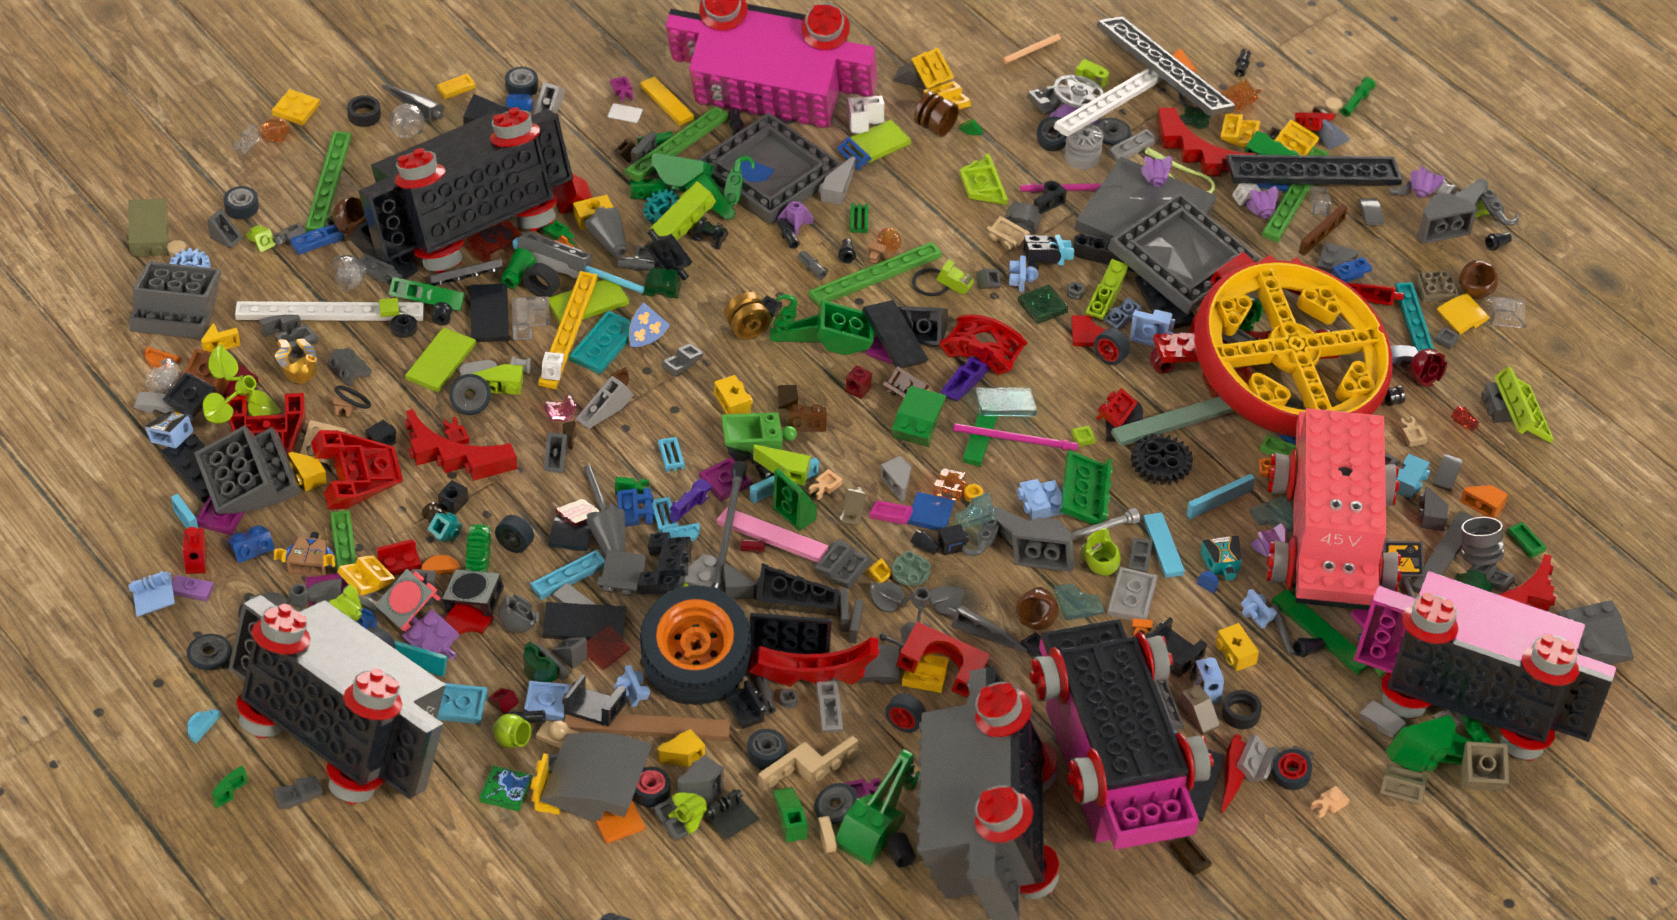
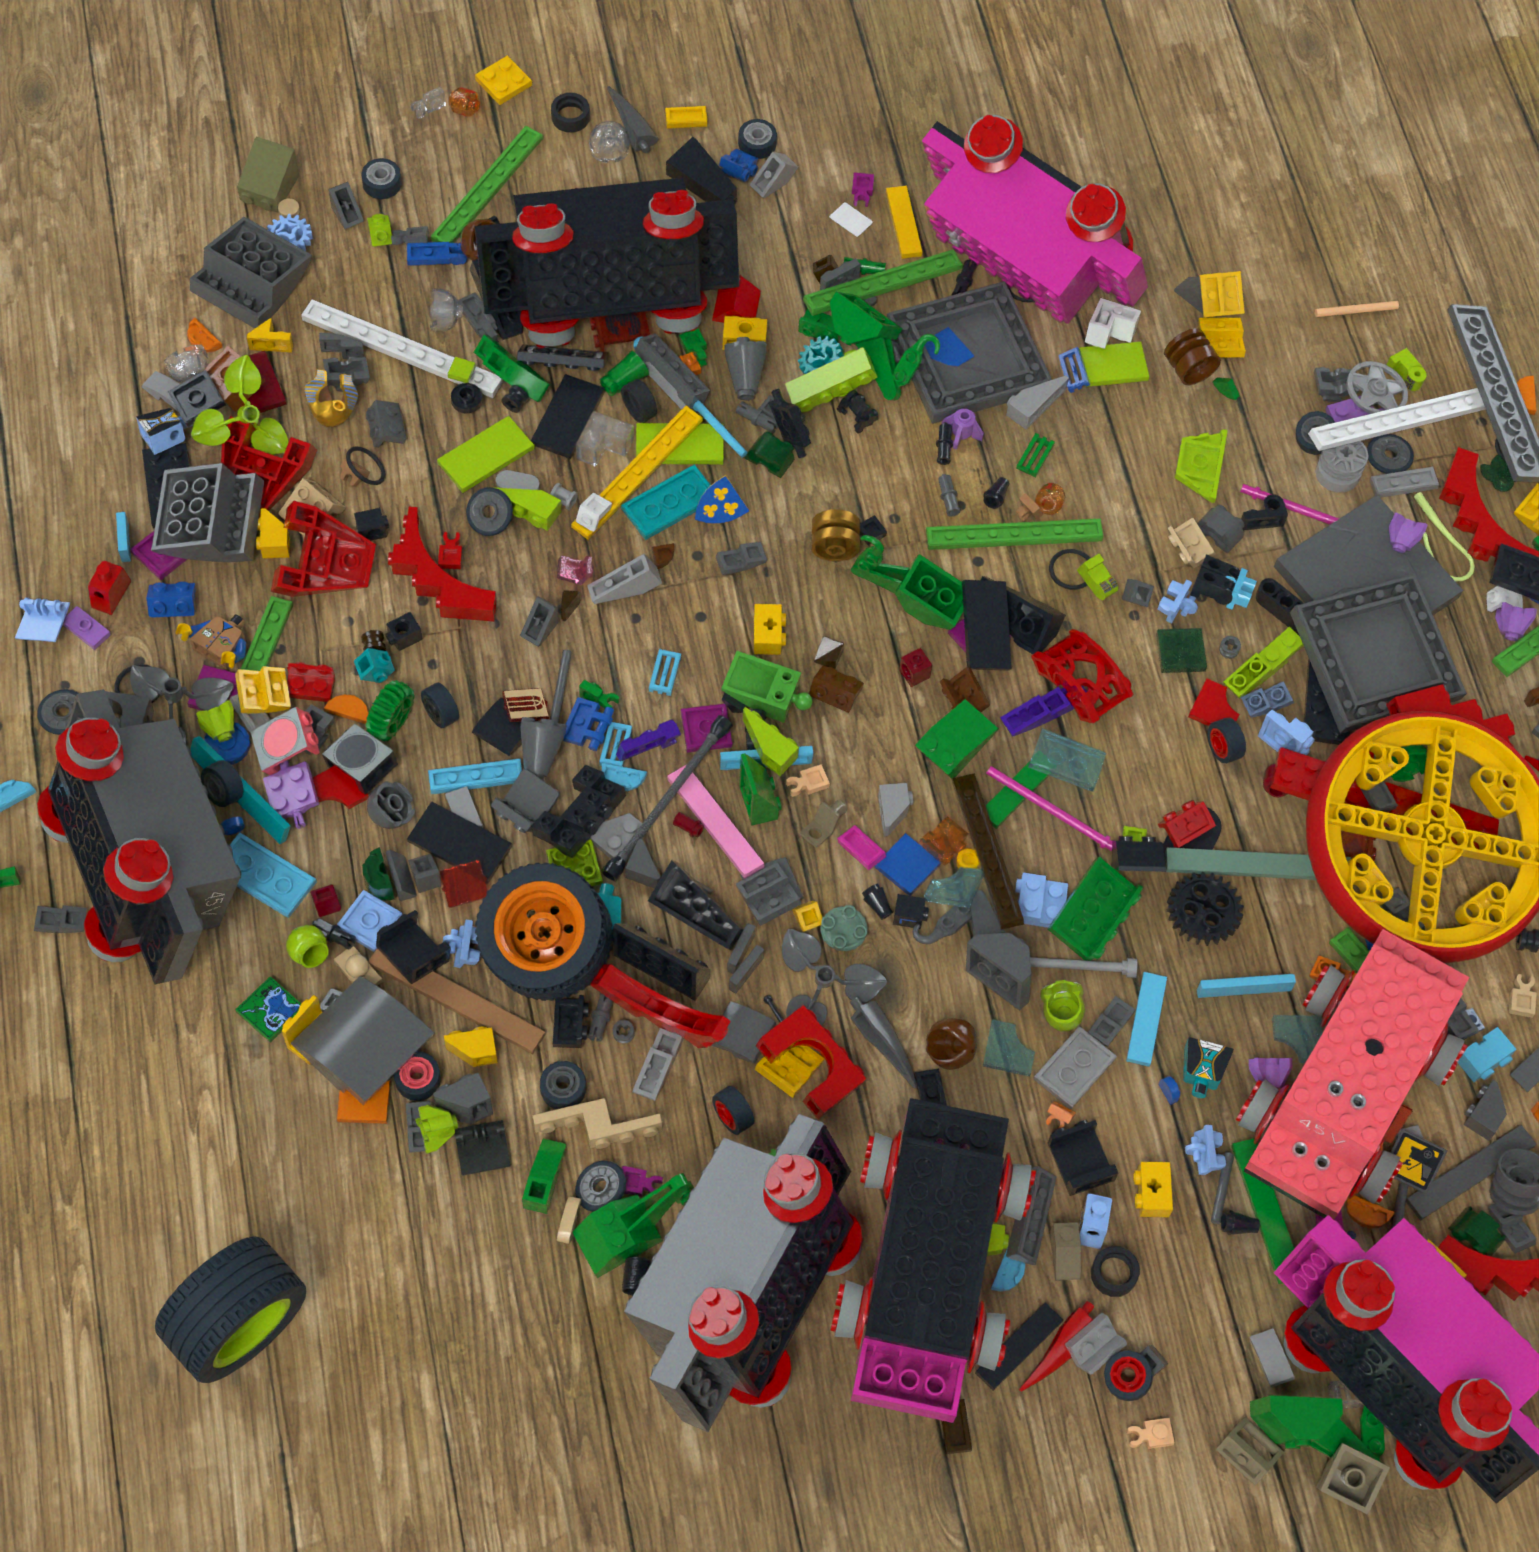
camera: 25 degrees right, 15 degrees up
(987, 477) = (988, 851): none -> dark brown tile
(1096, 440) = (1138, 855): none -> black slope

